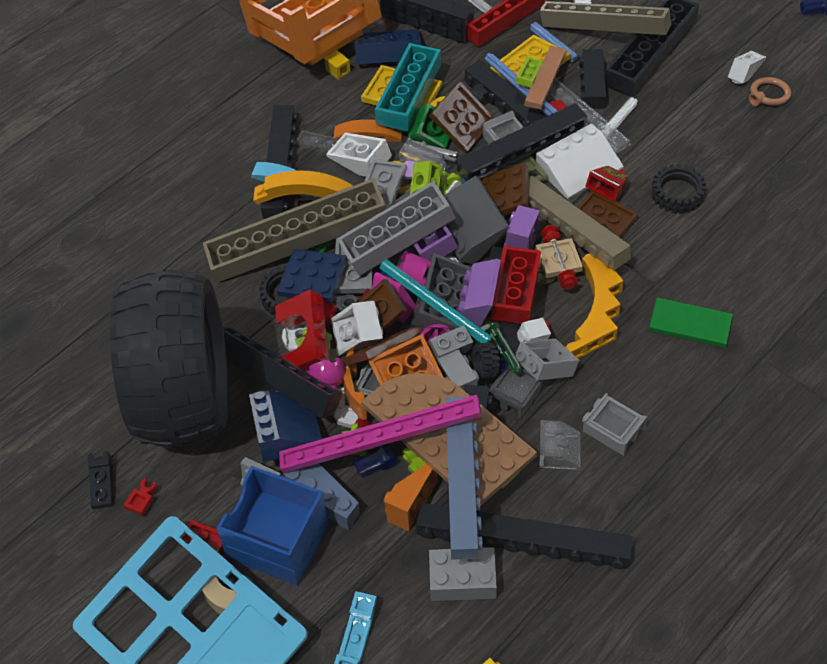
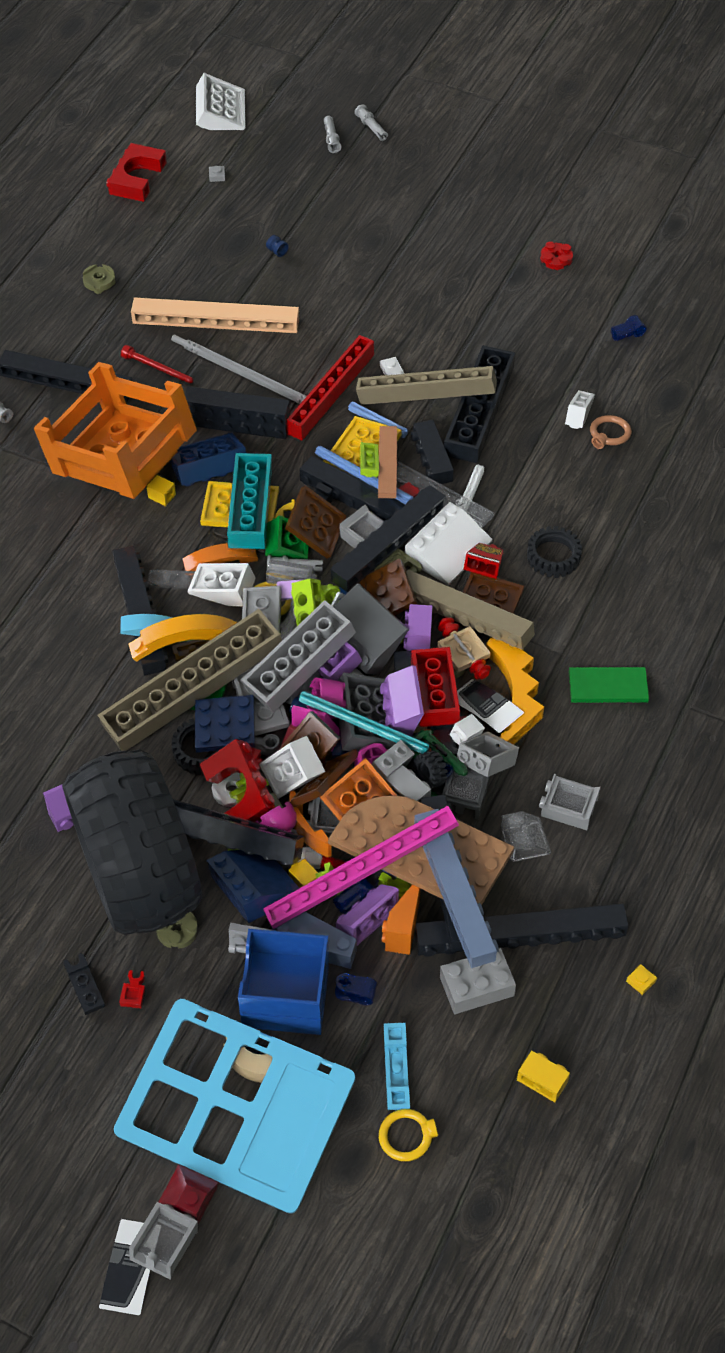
camera: 20 degrees left, 0 degrees up
(206, 533) = (224, 1008): red plate -> none
(207, 460) = (179, 938): none -> olive plate
(332, 426) = (302, 873): none -> yellow brick
(343, 550) = (357, 989): none -> clear blue piece
(374, 485) = (369, 913): none -> medium lavender slope
(564, 314) = (488, 705): none -> sticker
(628, 616) = (641, 979): none -> yellow plate

